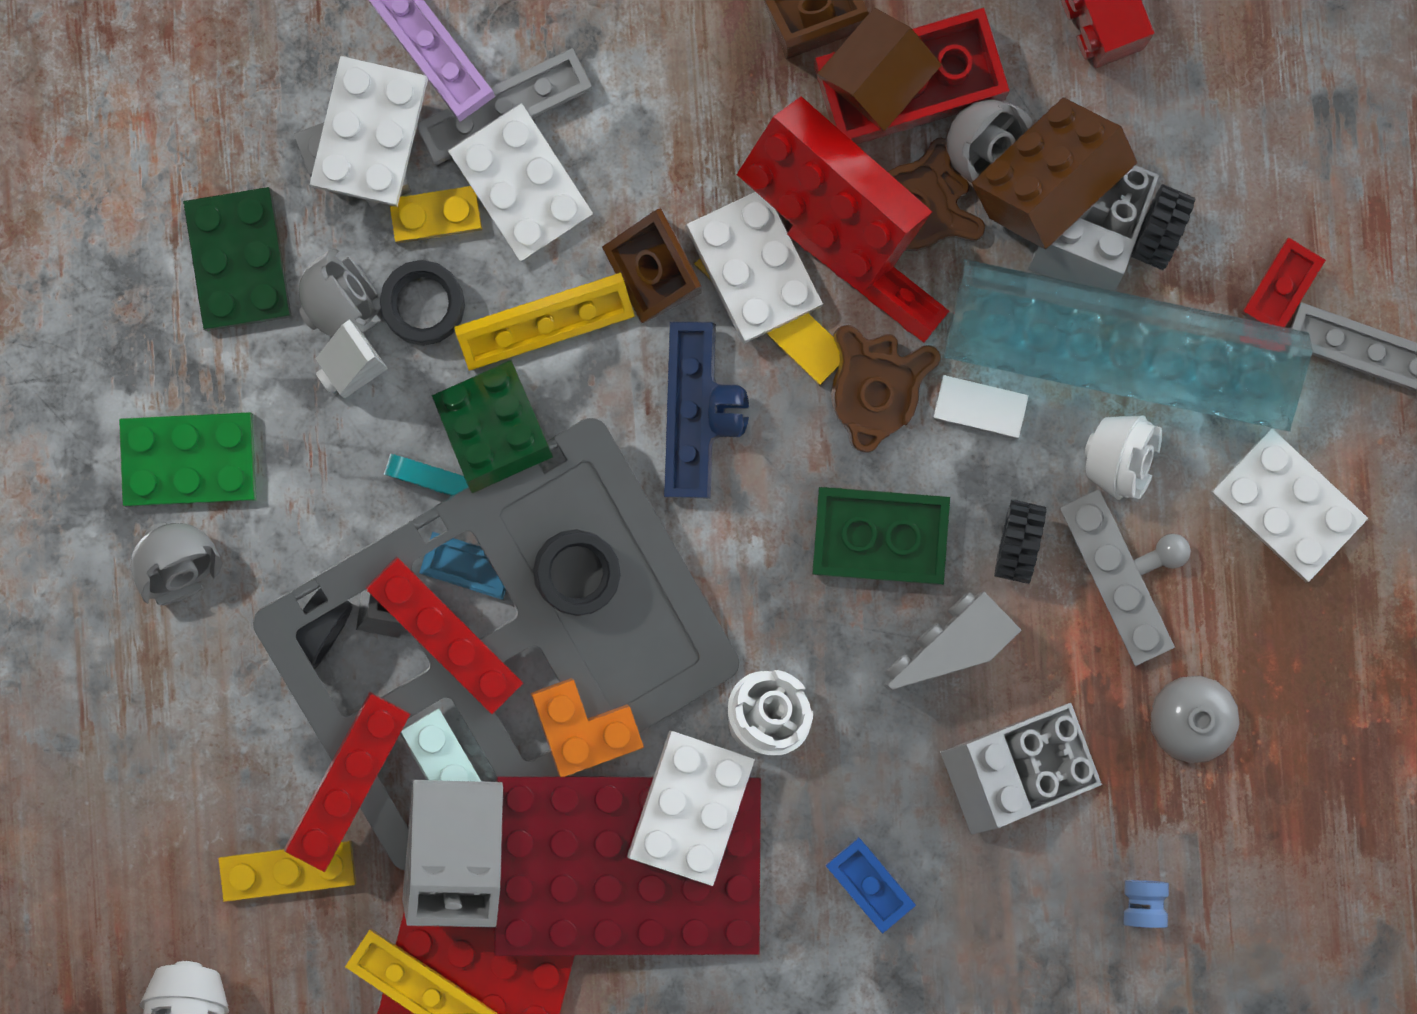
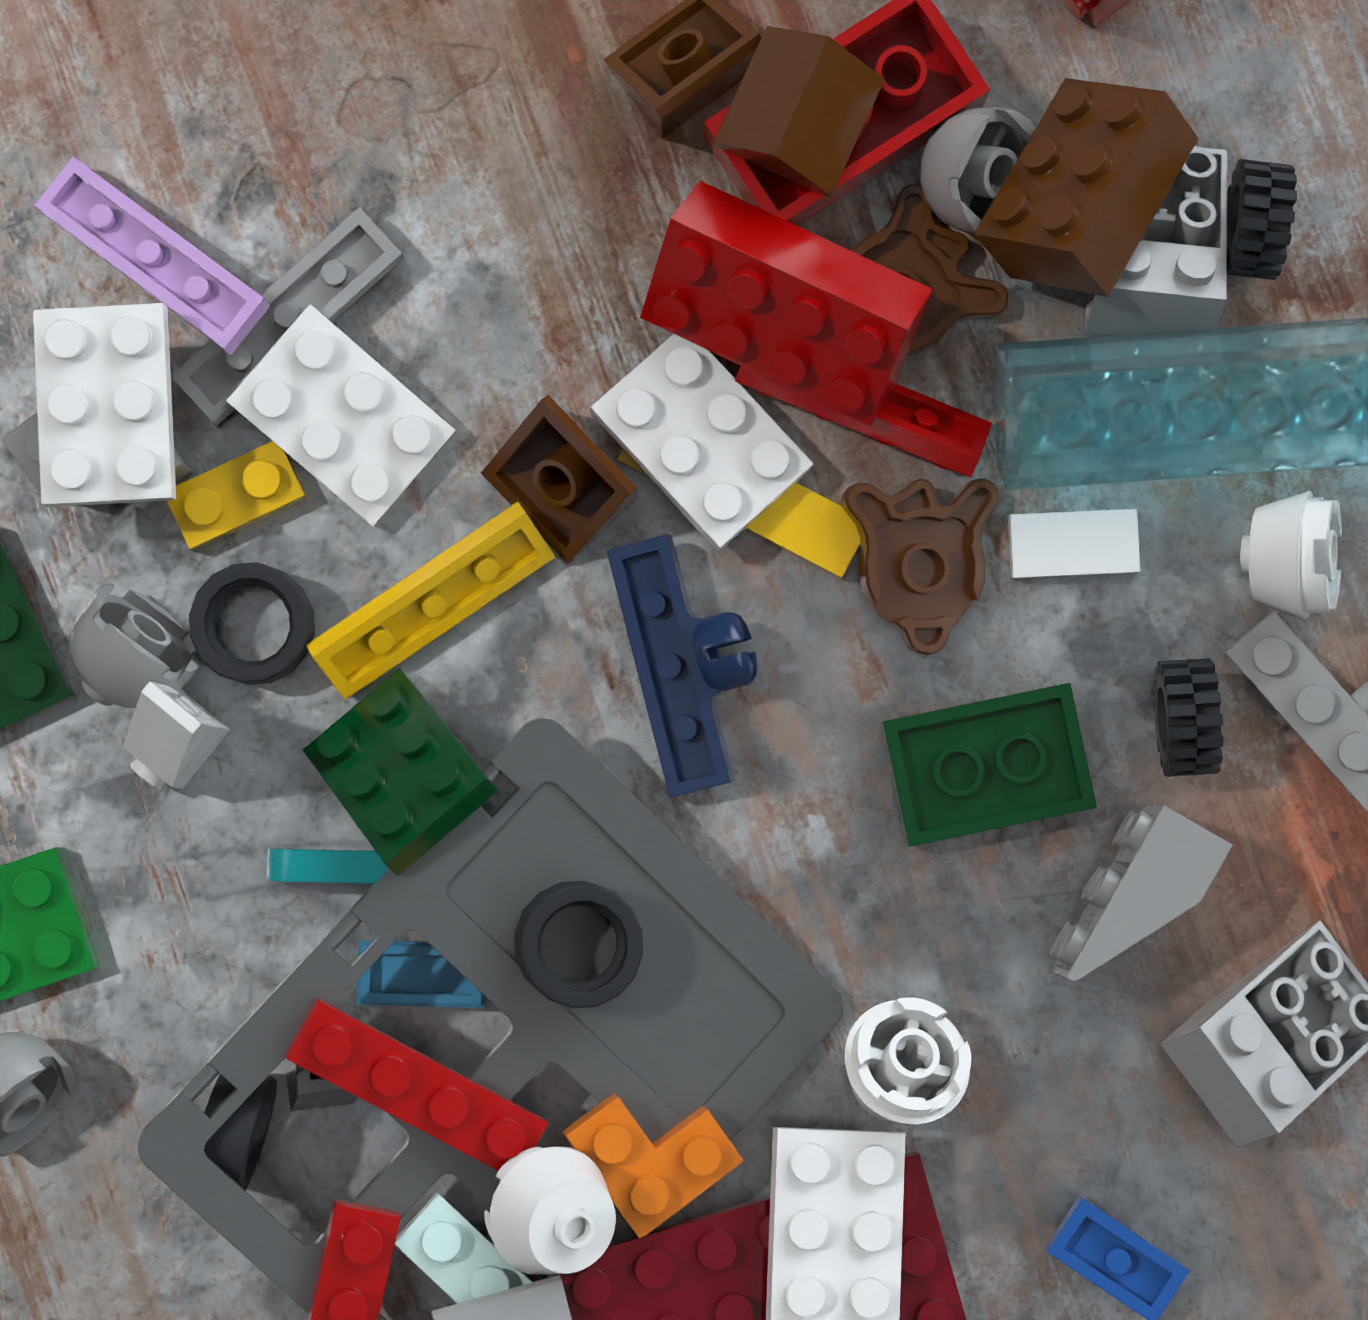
camera: 15 degrees left, 0 degrees up
(508, 740) = (551, 1212): none -> white cone

